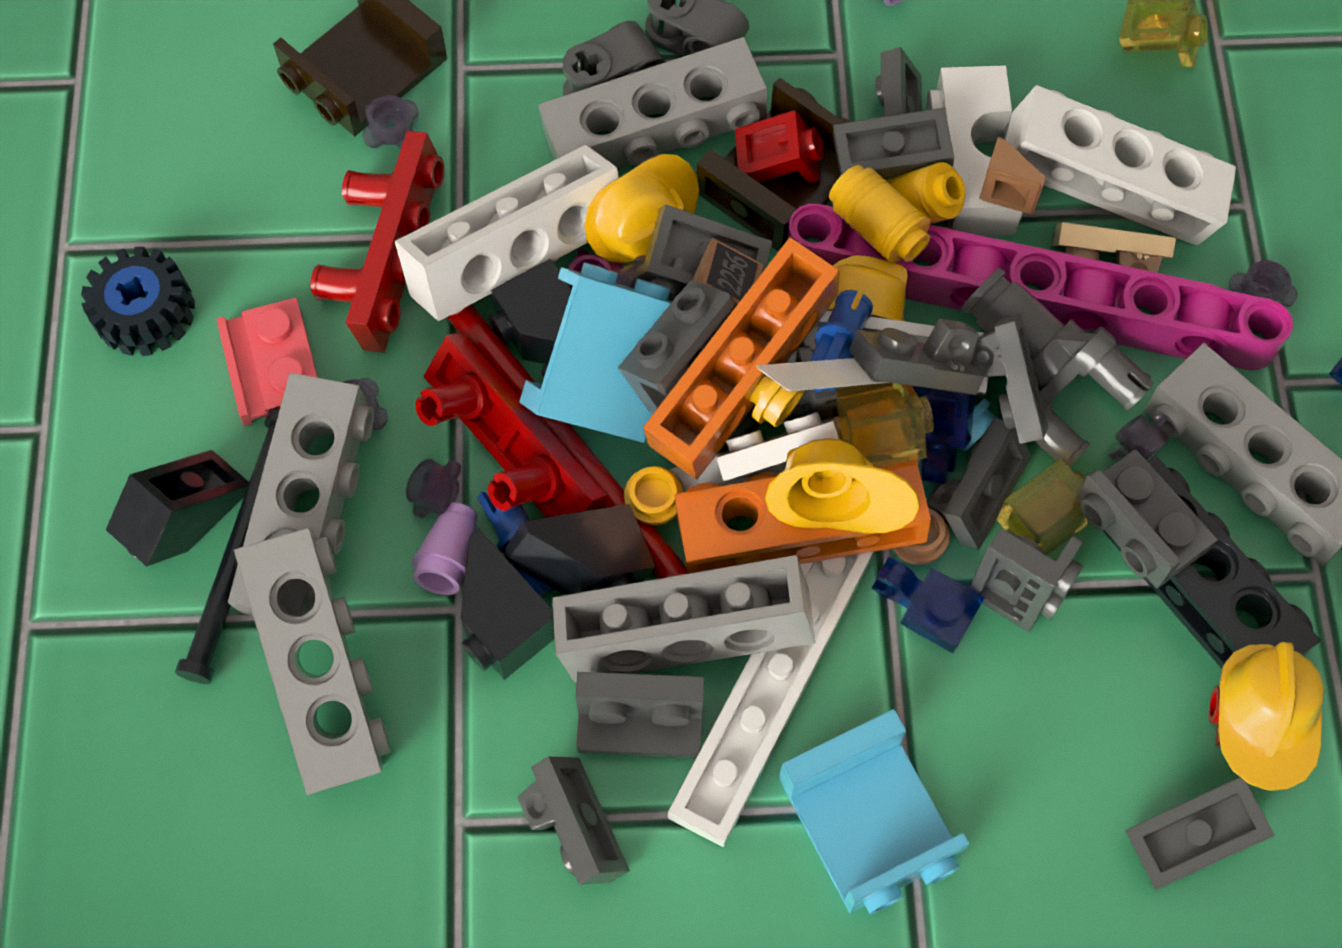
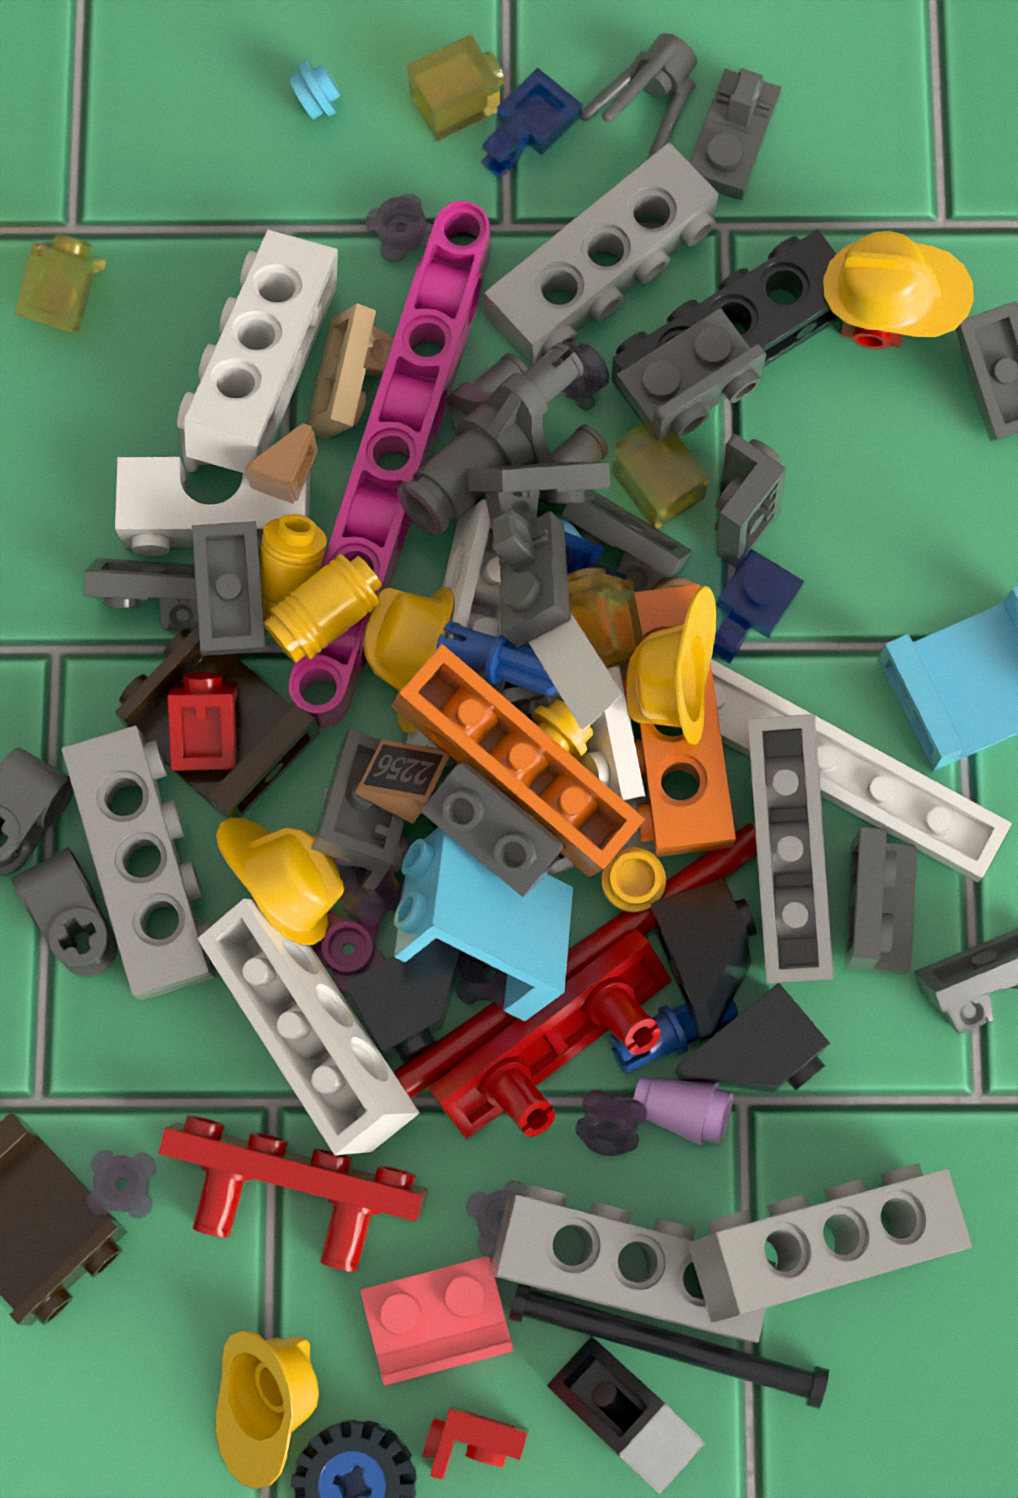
camera: 85 degrees left, 10 degrees up
(169, 386) = (487, 1440): none -> red bracket
(211, 233) = (261, 1401): none -> yellow piece

